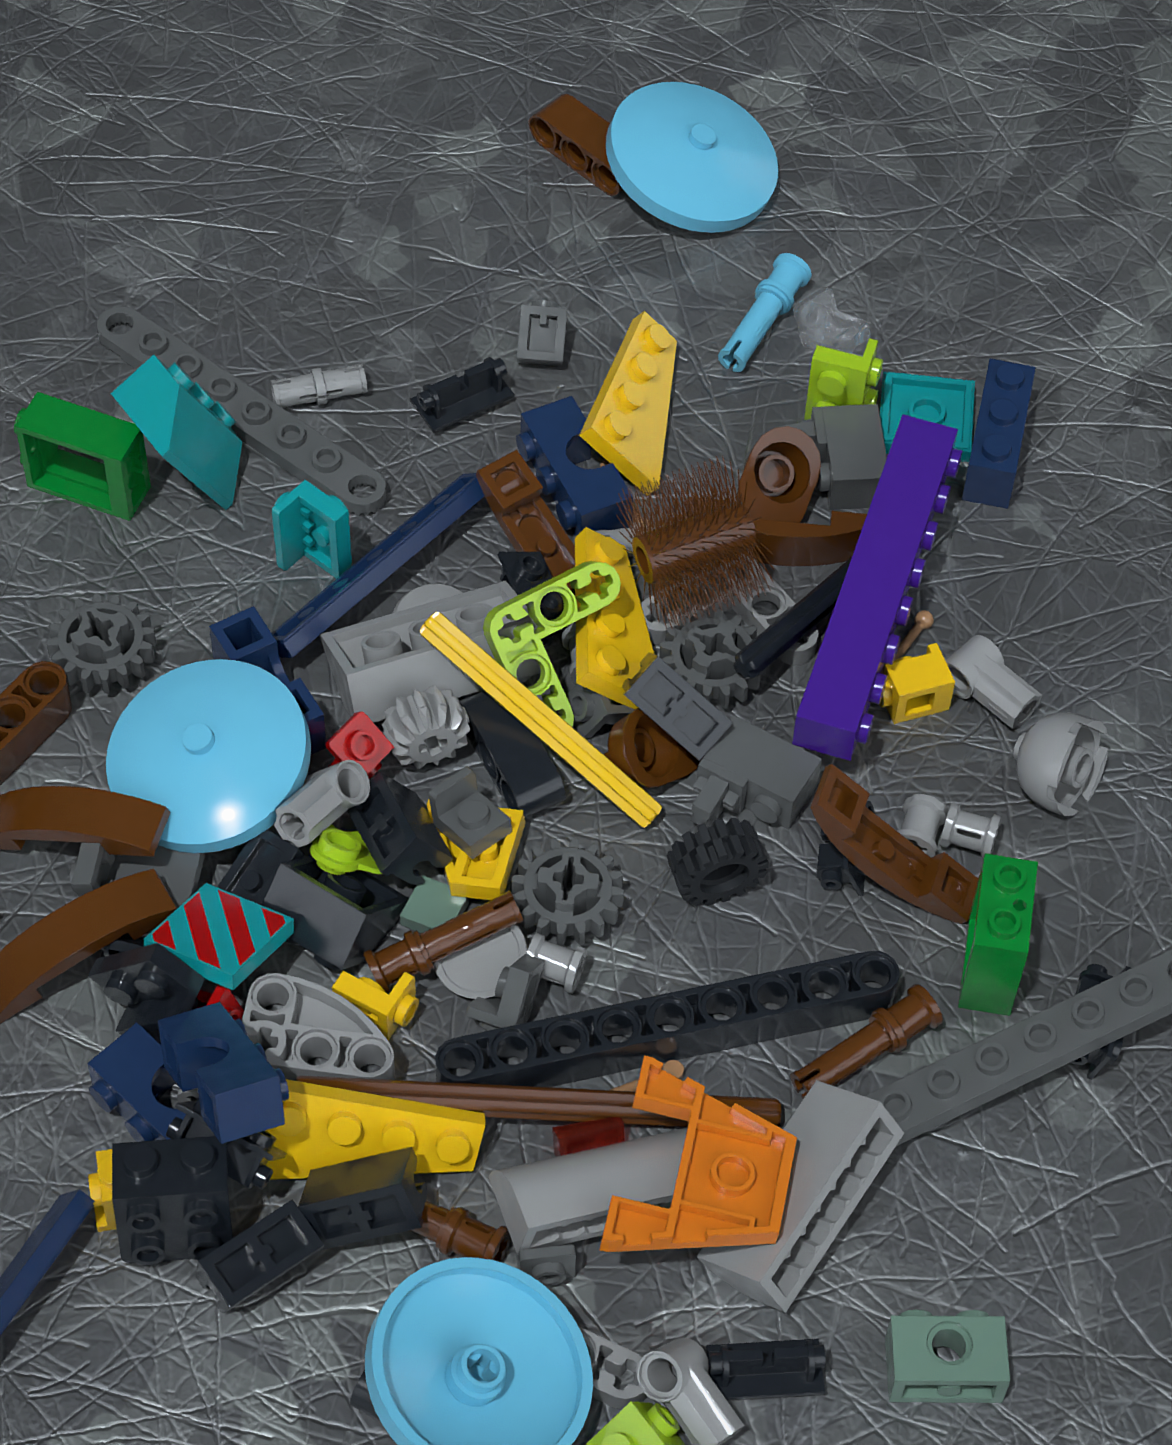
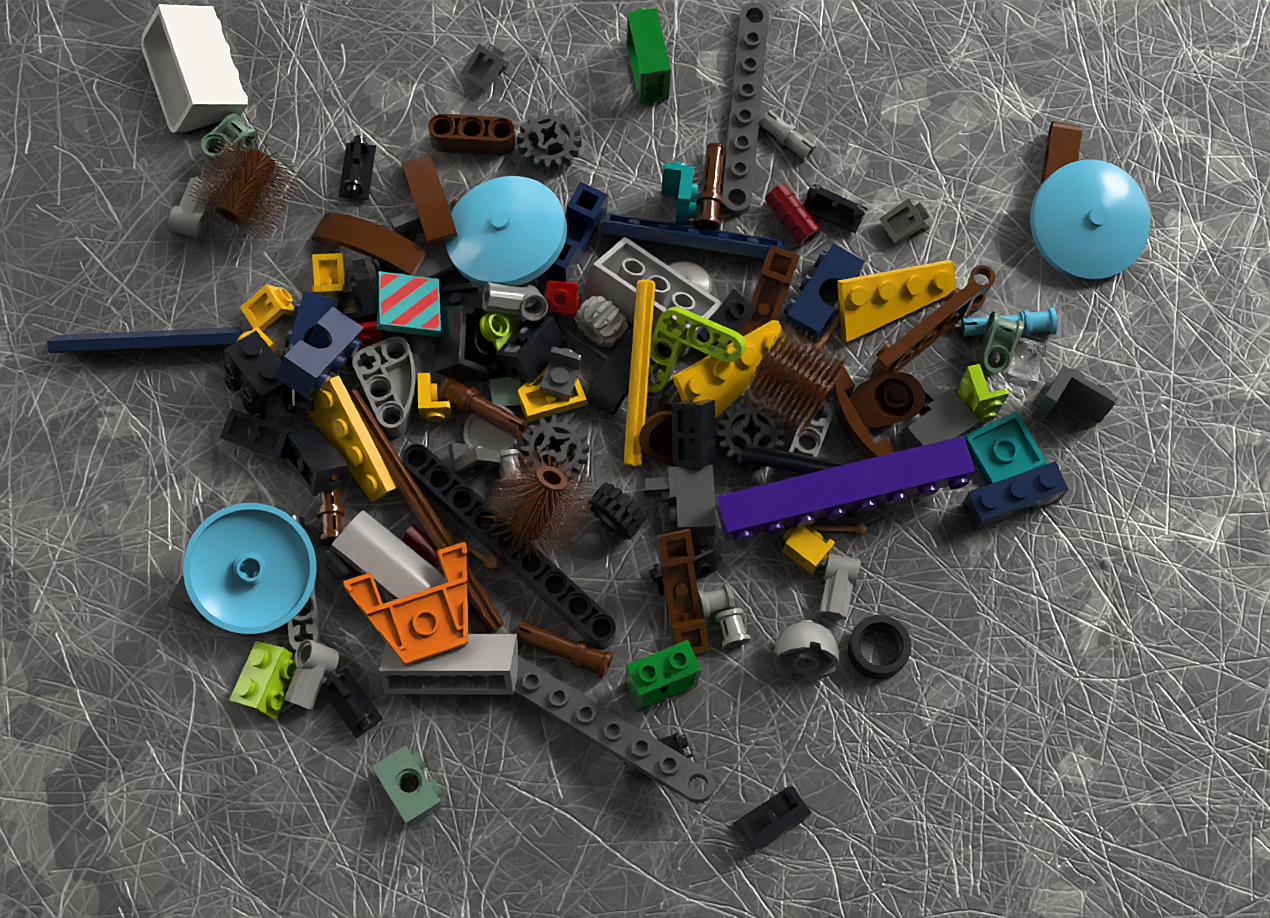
camera: 55 degrees right, 15 degrees up
(62, 1136) = (267, 306): none -> yellow bracket
(77, 1024) = (329, 274): none -> yellow bracket
(184, 426) = (688, 91): teal slope -> none
(364, 529) = (710, 199): none -> reddish brown pin
(438, 440) = (792, 214): none -> dark red axle
(654, 932) = (538, 503): none -> reddish brown piece
(714, 361) = (957, 306): none -> reddish brown hinge
(788, 332) = (999, 340): none -> sand green piece
(912, 292) = (1075, 391): none -> dark grey bracket
(1109, 657) = (896, 629): none -> black tyre

